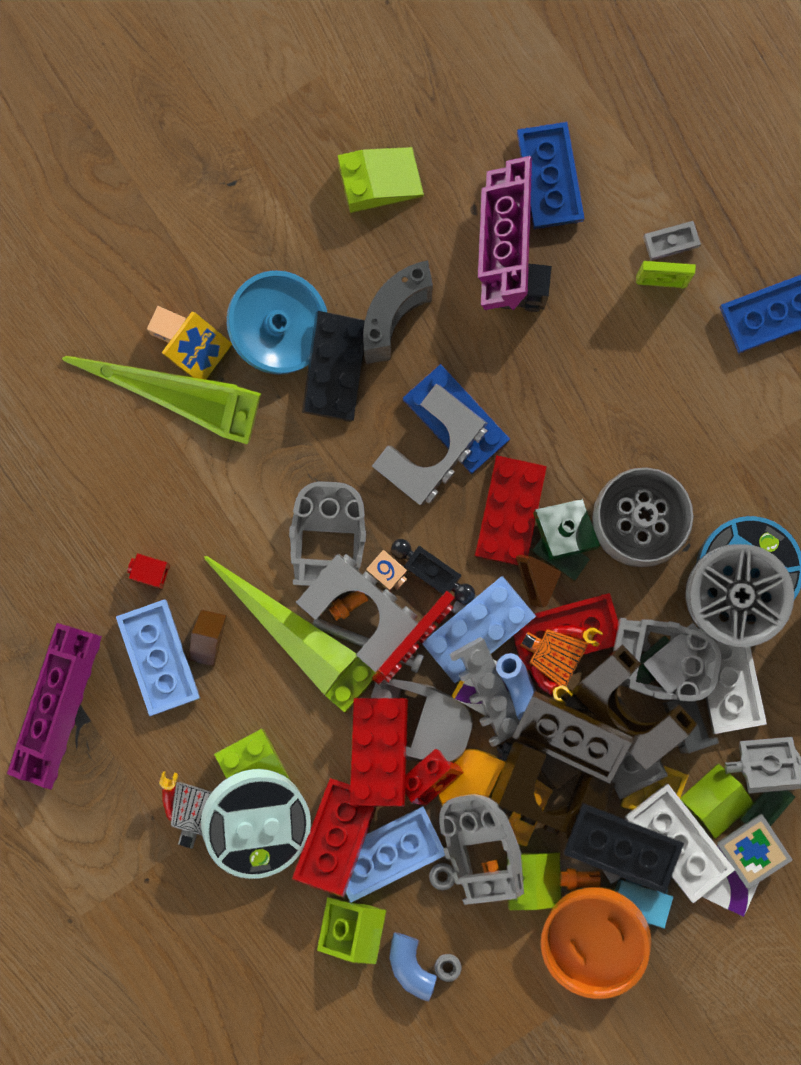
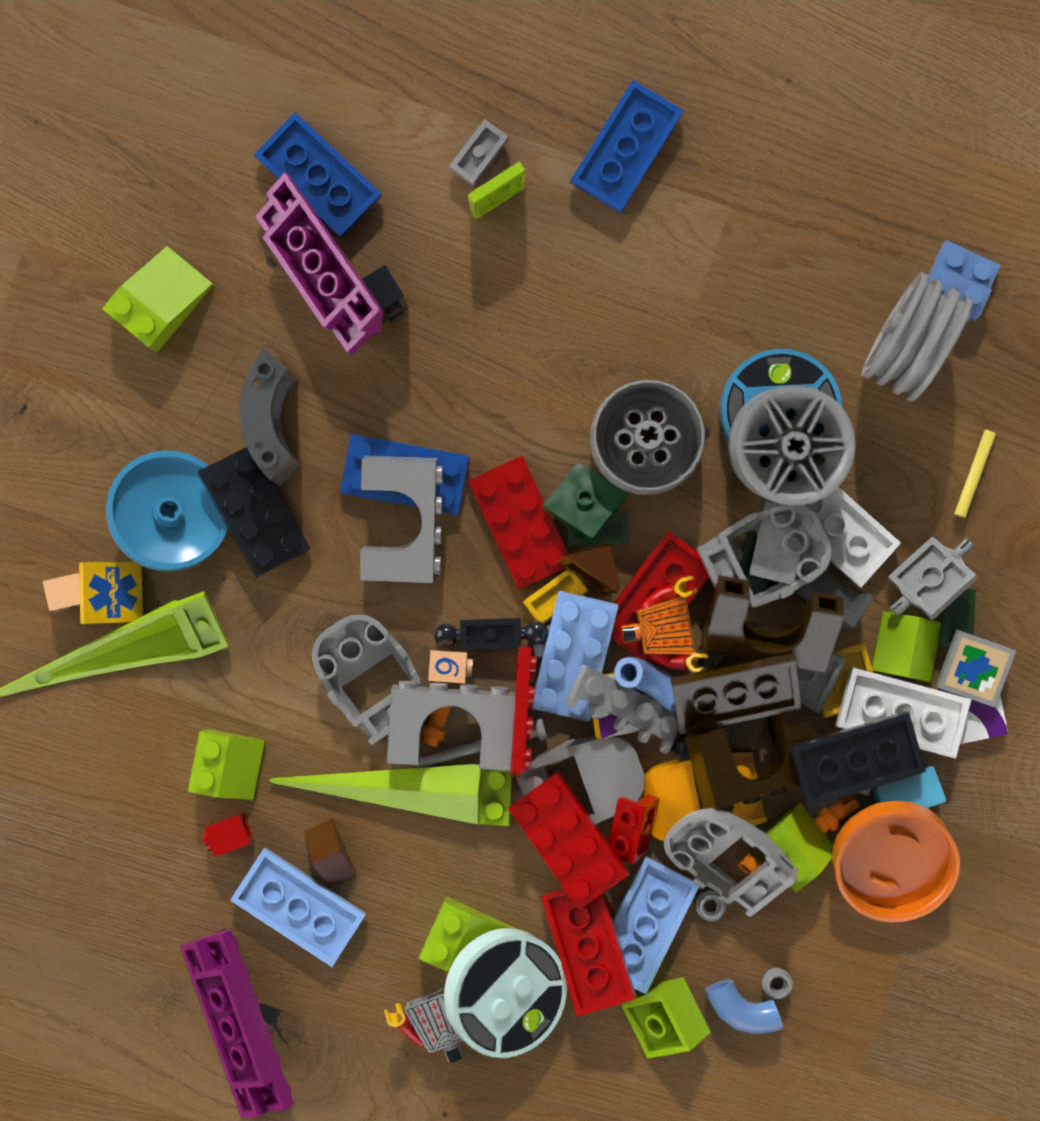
camera: 35 degrees left, 5 degrees up
(184, 523) = (226, 765): none -> lime slope
(485, 576) = (543, 601): none -> yellow tile

